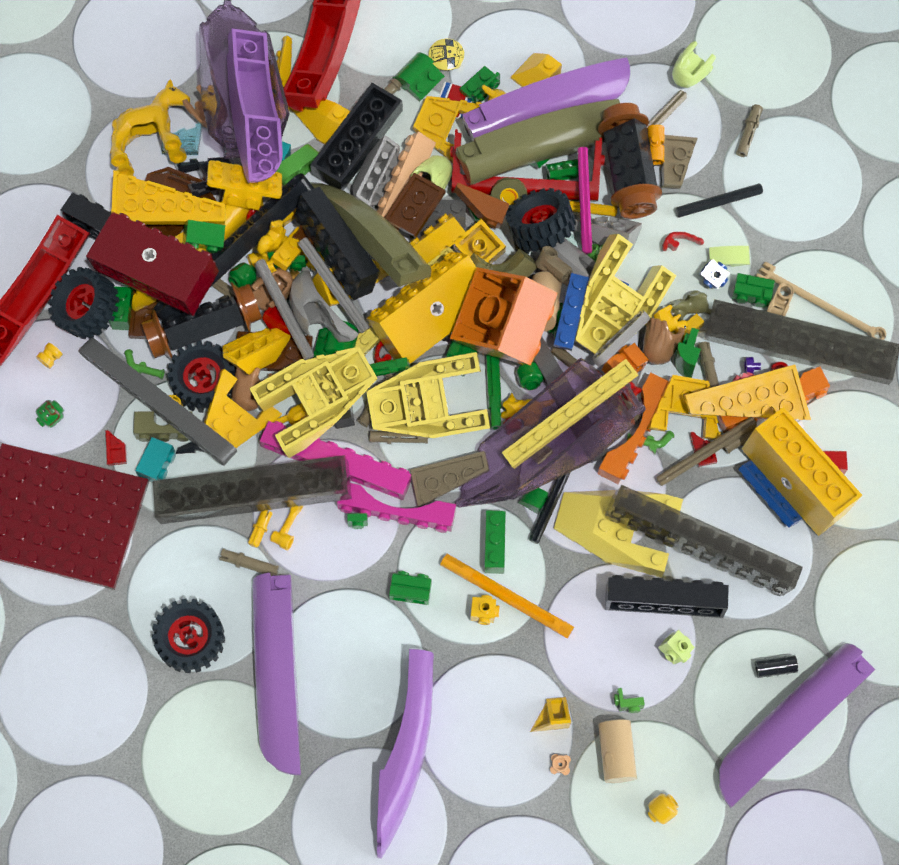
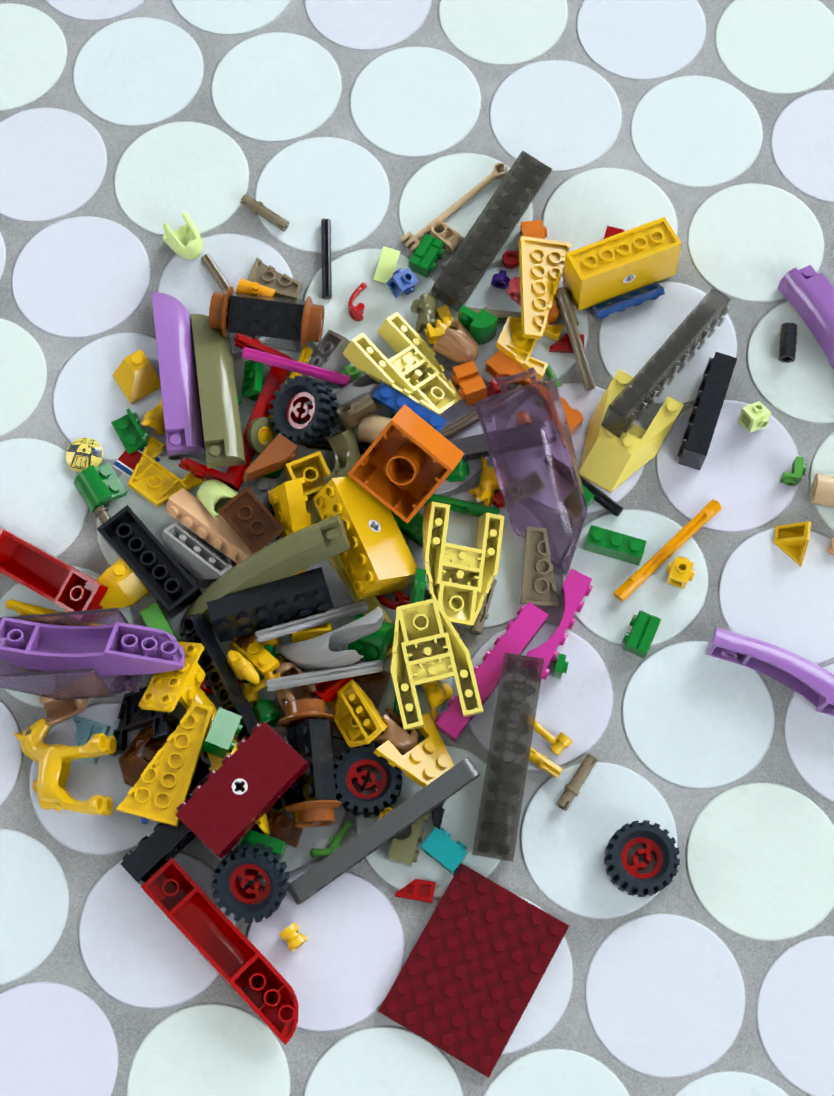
camera: 75 degrees left, 0 degrees up
(49, 413) = (360, 950): green head -> none
(276, 672) = (697, 780): medium lavender slope -> none
(570, 413) = (515, 437): light yellow plate -> none
(620, 338) = (457, 393): light grey beam -> none

